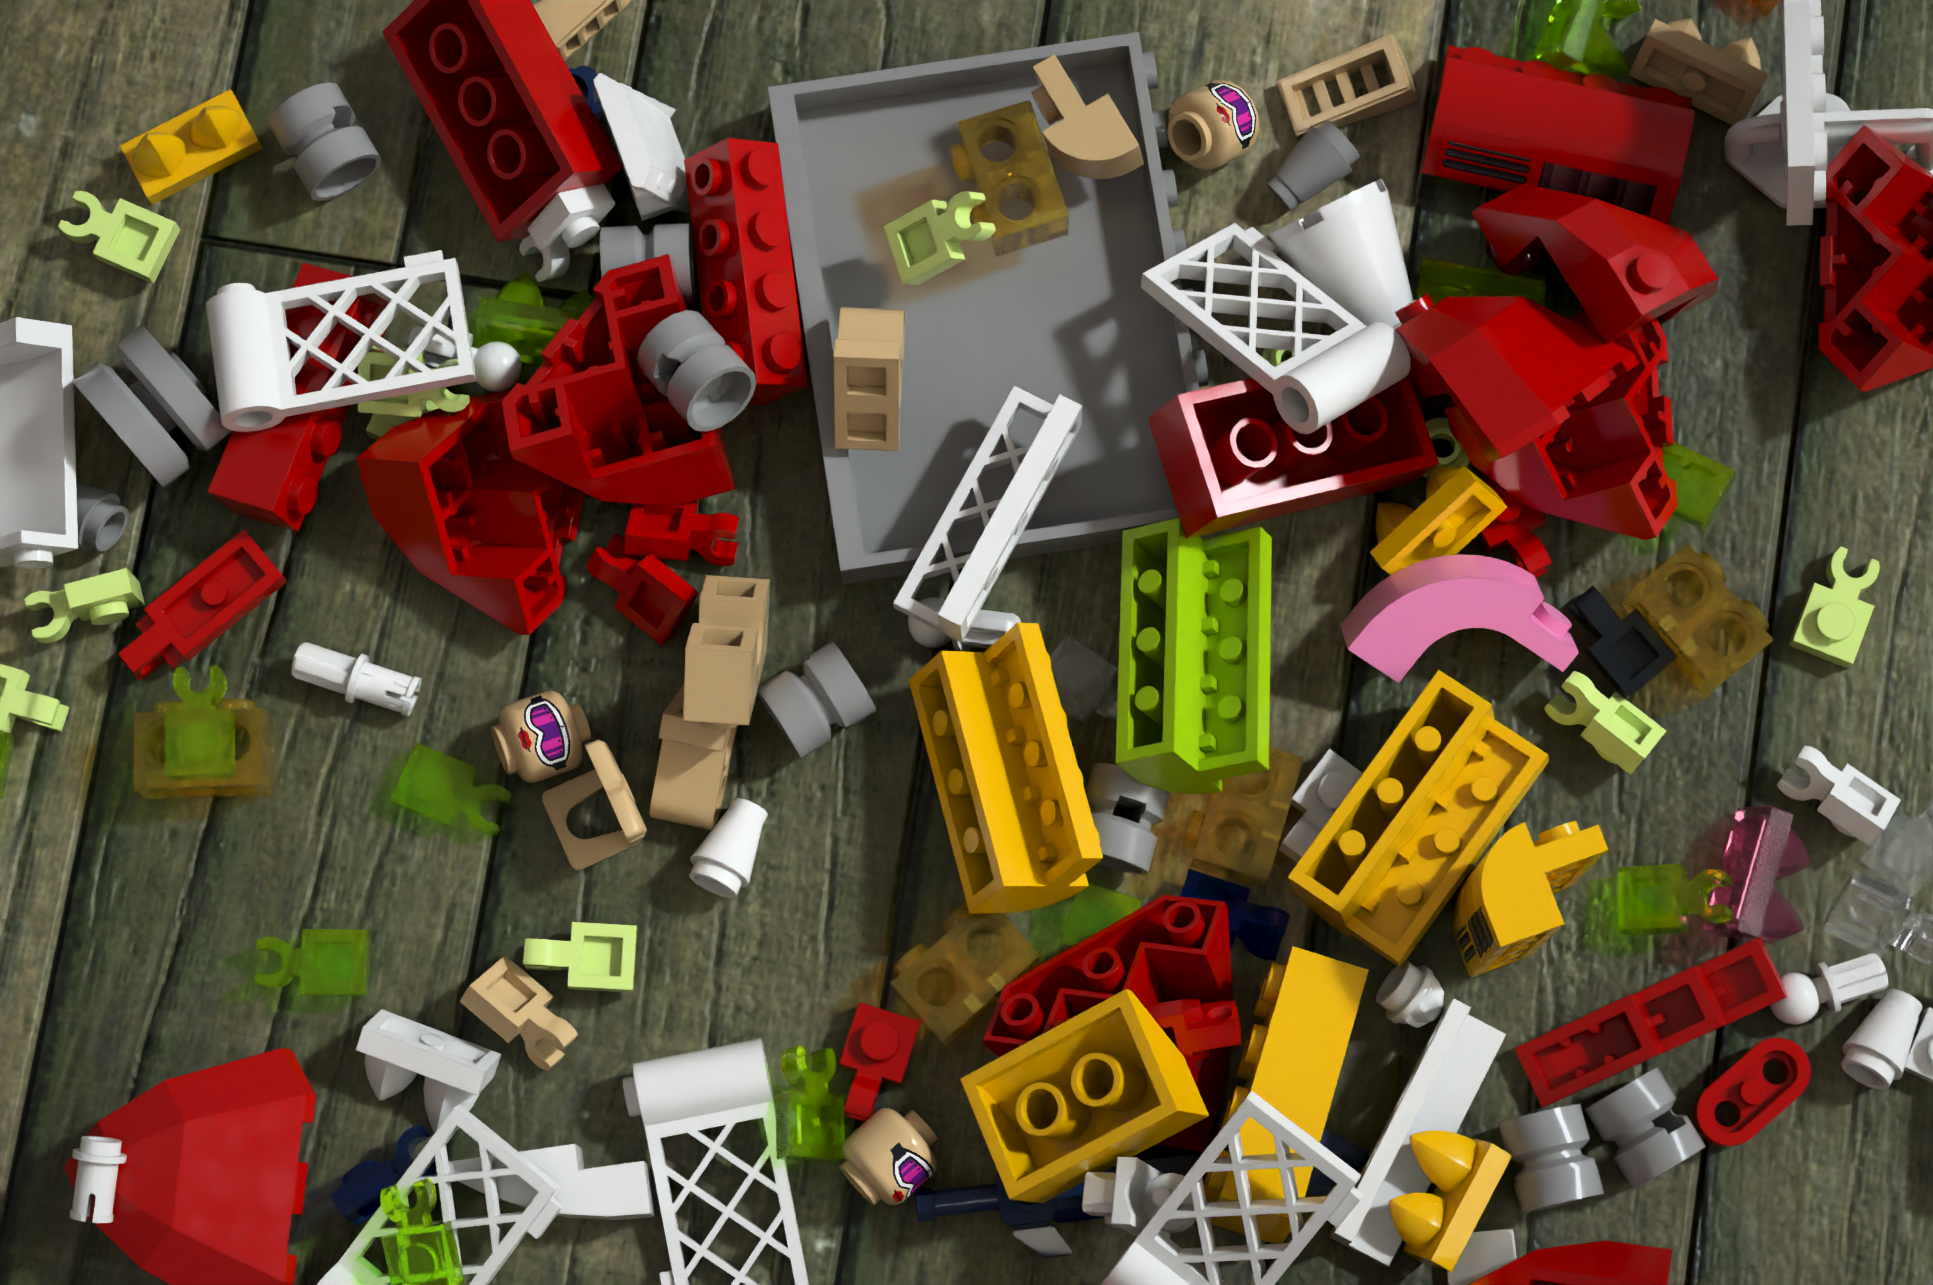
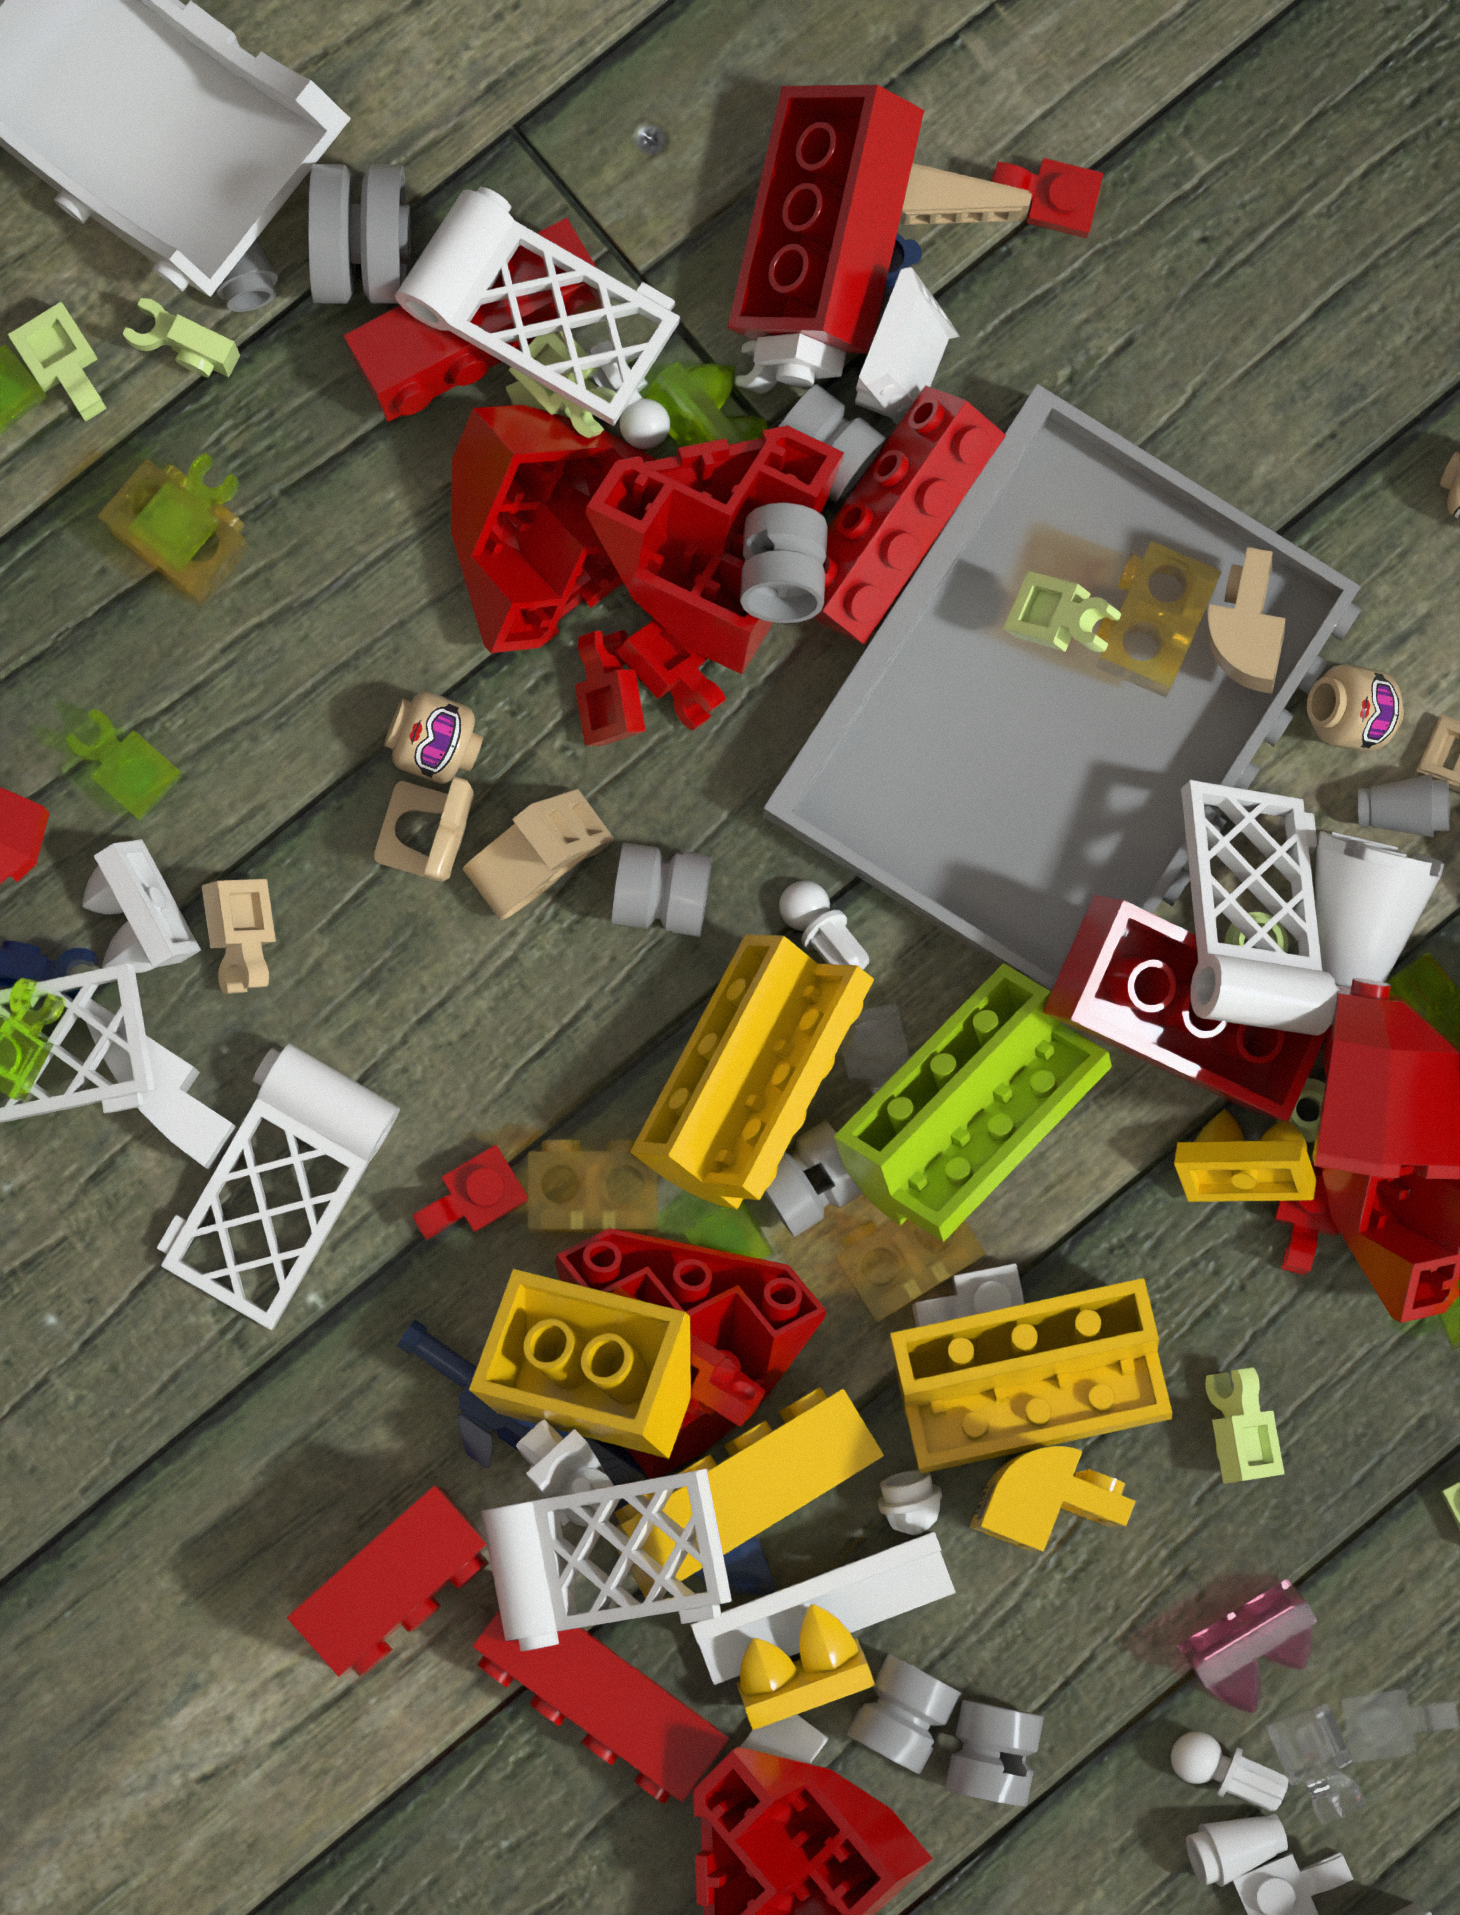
camera: 40 degrees right, 5 degrees up
(127, 238) = (454, 80): yellowish green plate -> none
(191, 147) = (564, 48): yellow tile -> none
(202, 606) = (269, 417): red hinge -> none
(329, 148) = (664, 143): light grey wheel -> none
(356, 678) = (335, 572): white axle -> none
(442, 787) = (328, 712): clear neon green plate -> none
(596, 957) = (330, 939): yellowish green plate -> none
(726, 652) = (621, 797): tan arch -> none
(729, 850) = (498, 946): white cone -> none
(808, 1116) = (384, 1197): clear neon green plate -> none
(868, 378) = (912, 679): tan tile -> none
(889, 1156) = (417, 1278): tan head -> none
(1008, 518) = (928, 876): white fence -> none
(1246, 919) = (840, 1346): plate -> none
(1449, 595) = (1211, 1231): bright pink arch -> none
(1626, 649) = (1309, 1388): black plate -> none
(1651, 1022) = (1072, 1680): red slope -> none
(1661, 897) = (1165, 1595): clear neon green plate -> none
(1688, 627) = (1365, 1411): clear yellow brick -> none
(1750, 1094) = (1099, 1798): red plate -> none
(1847, 796) = (1374, 1647): white plate -> none

